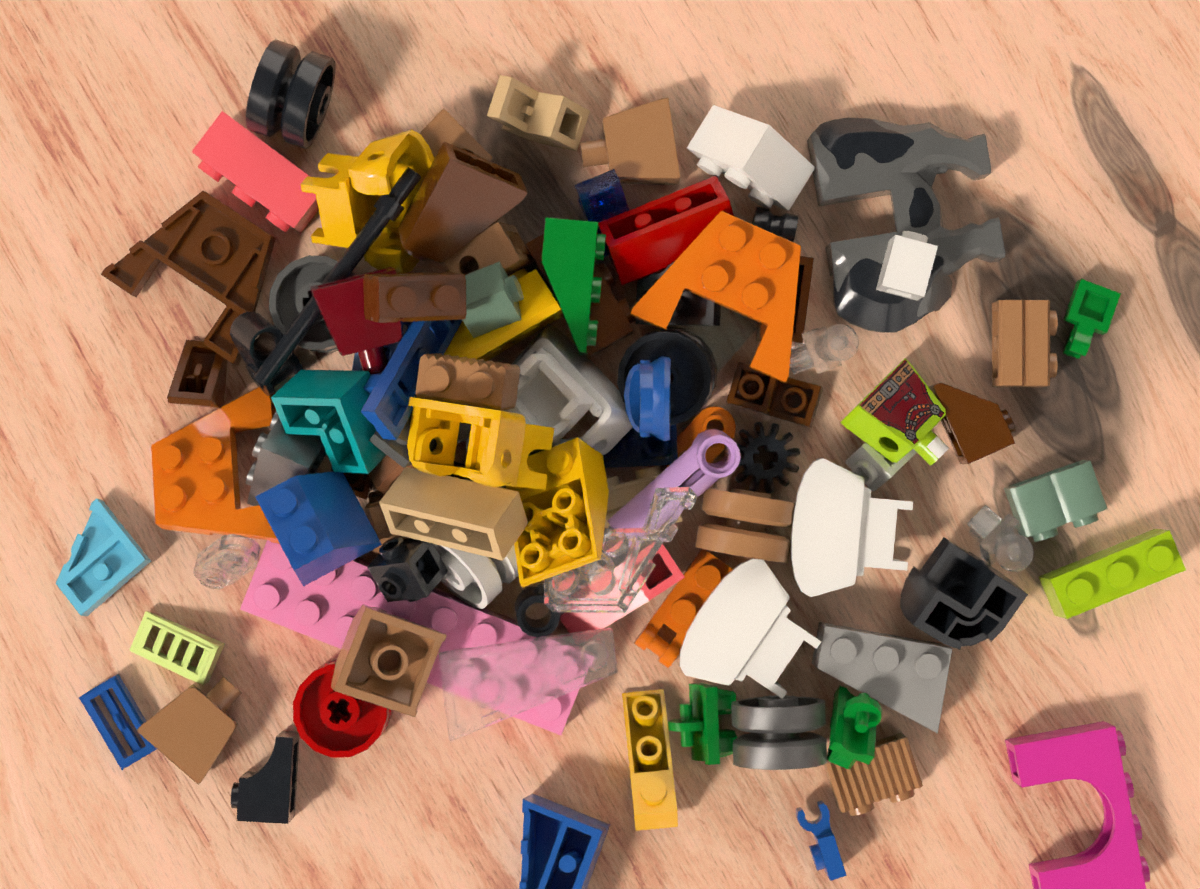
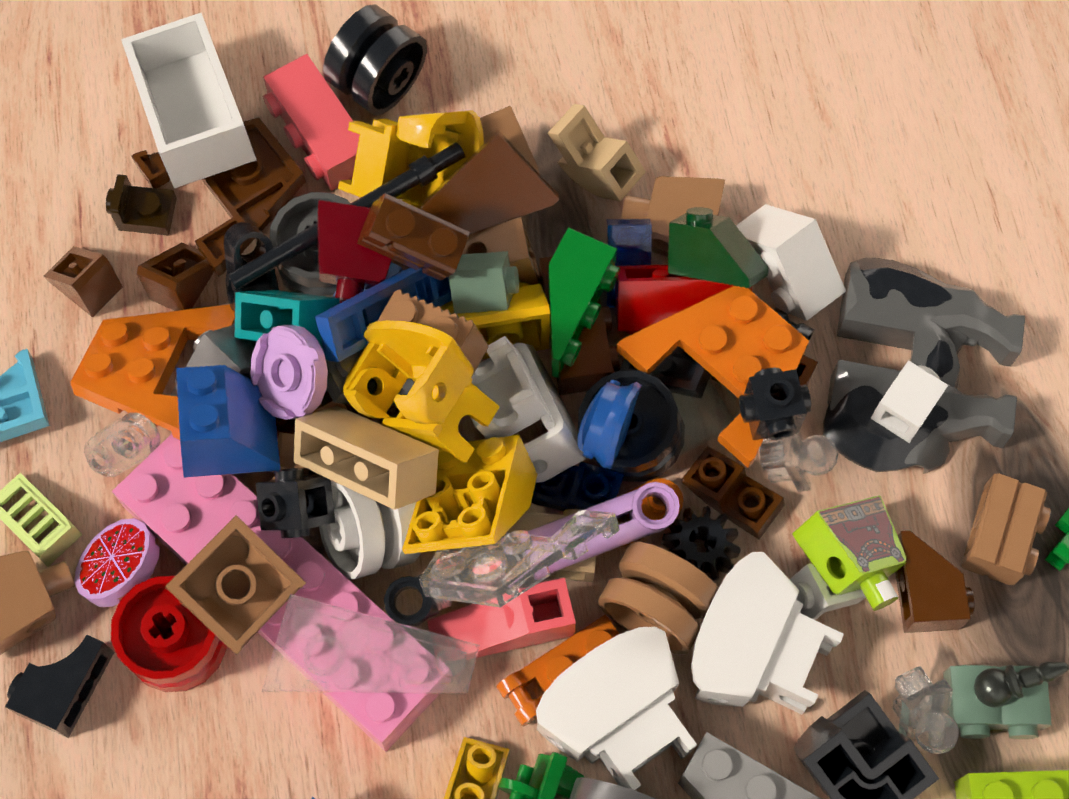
camera: 20 degrees right, 20 degrees down
(113, 412) = (85, 279): none -> reddish brown slope
(132, 206) = (187, 100): none -> white piece
(133, 321) = (140, 207): none -> dark brown bracket
(270, 663) = (116, 562): none -> tile
(354, 459) = (289, 371): none -> lavender tile
(686, 187) = (712, 250): none -> dark green slope
(779, 340) = (766, 413): none -> black brick
(1054, 496) = (997, 686): none -> pearl dark grey bar

